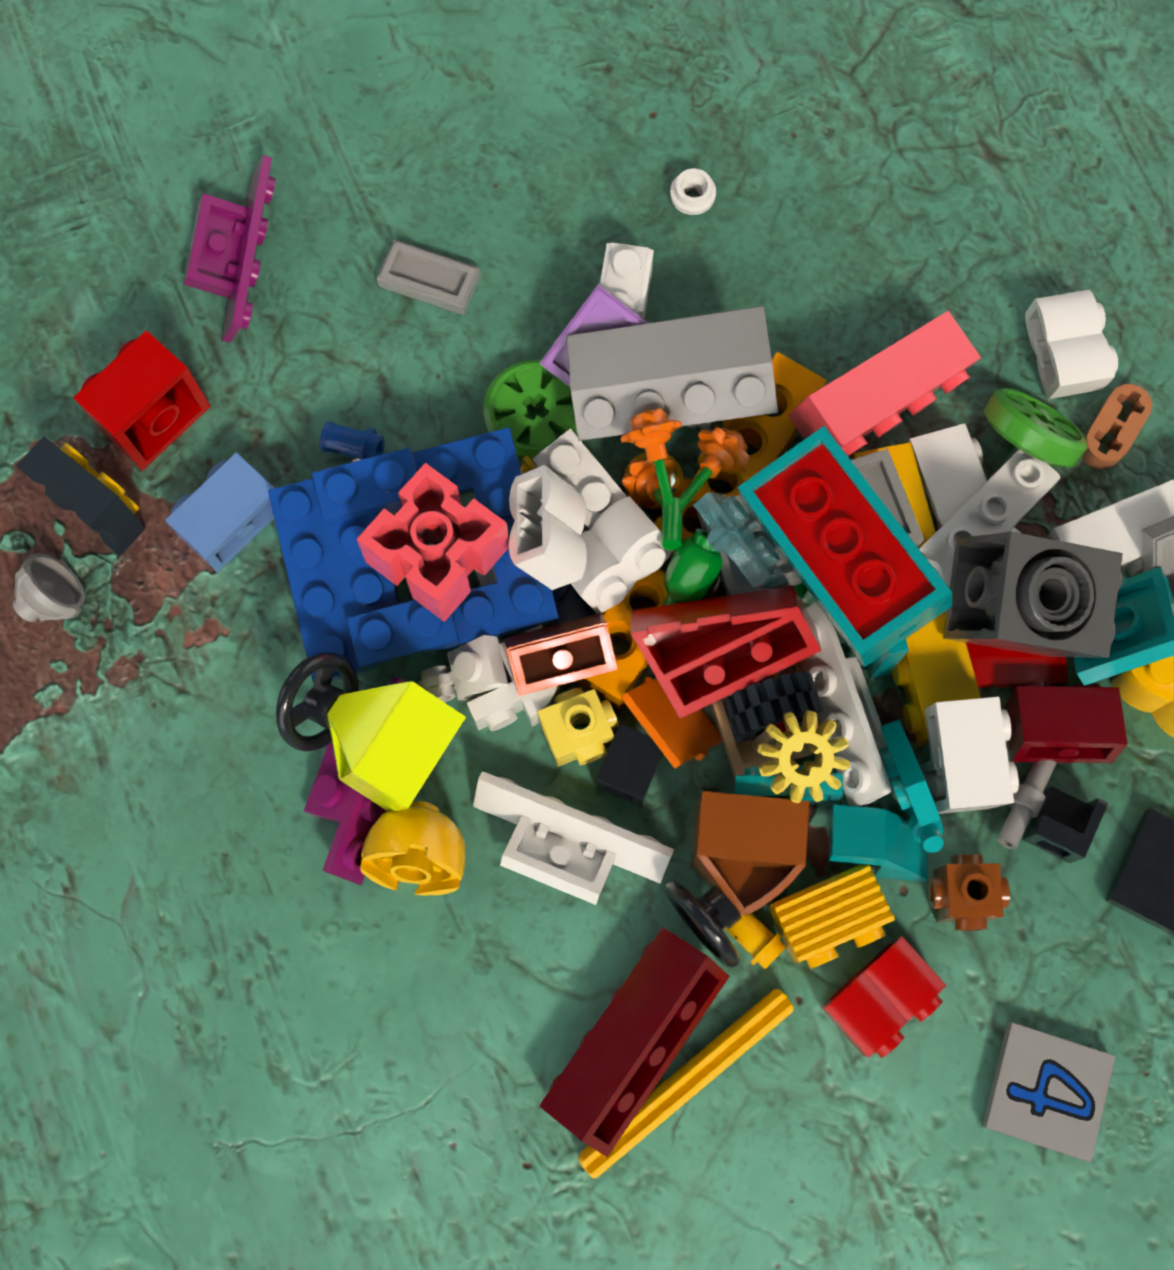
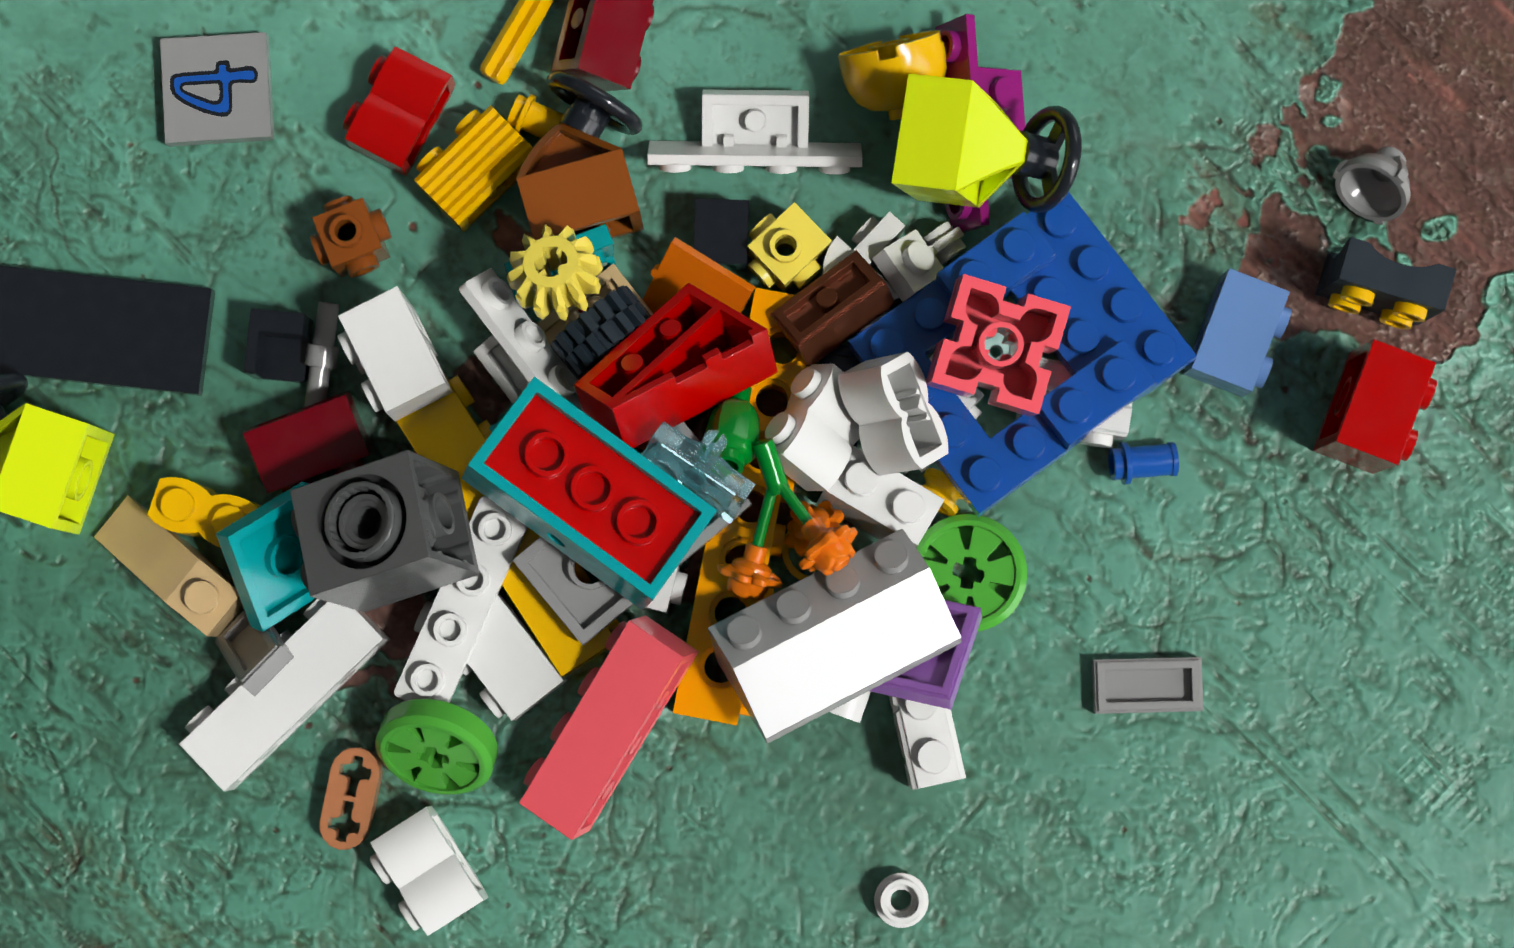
camera: 155 degrees right, 10 degrees up
(225, 248) = (1378, 628): magenta bracket -> none
(876, 839) = (452, 250): teal slope -> none
(911, 788) = (441, 309): teal plate -> none

